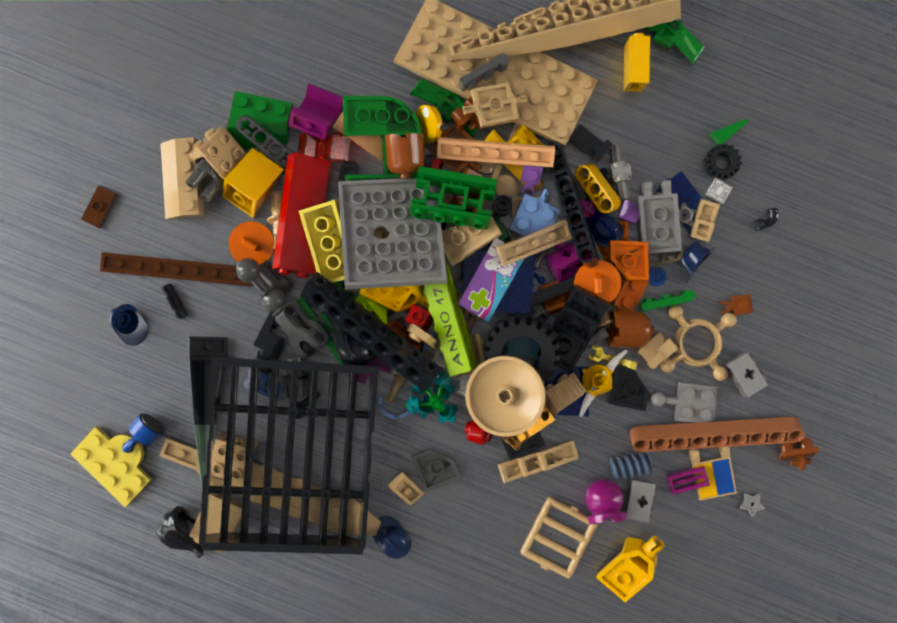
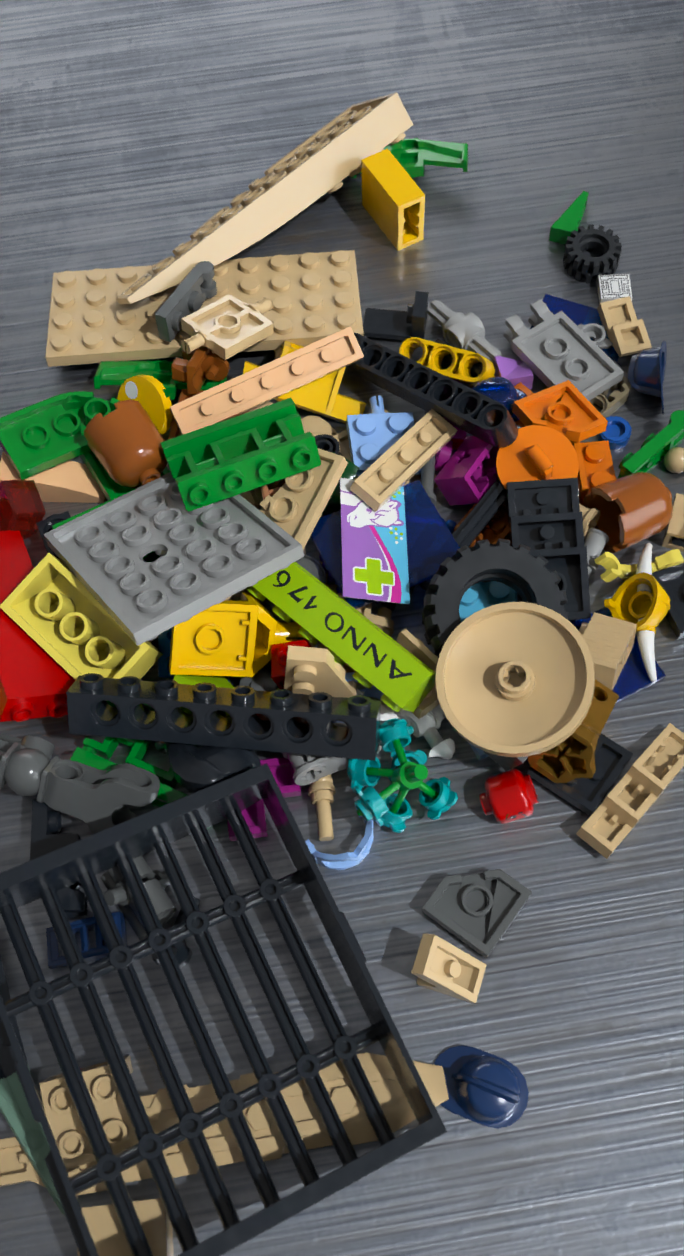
camera: 30 degrees left, 25 degrees down
(530, 176) = (339, 392): medium lavender plate -> none

